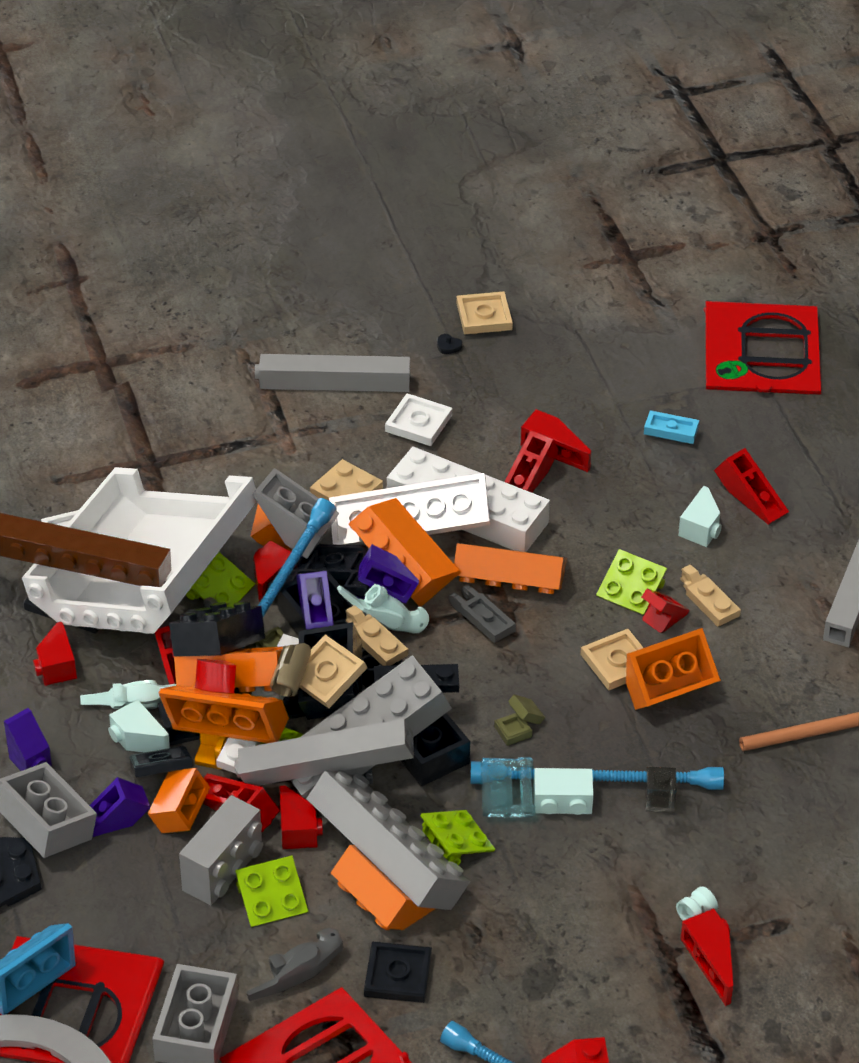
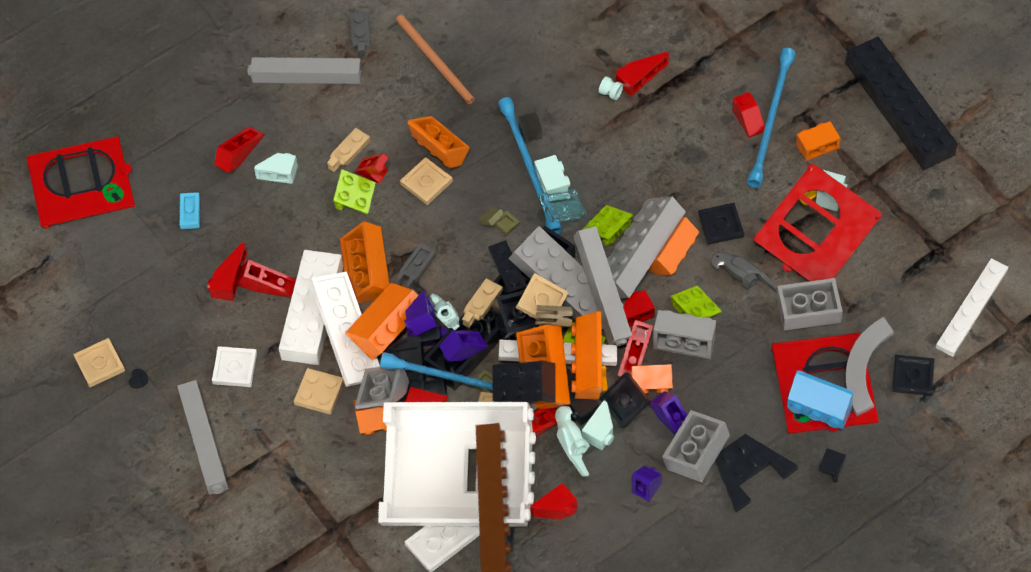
camera: 105 degrees left, 15 degrees up
(215, 676) = (570, 362): red brick -> none

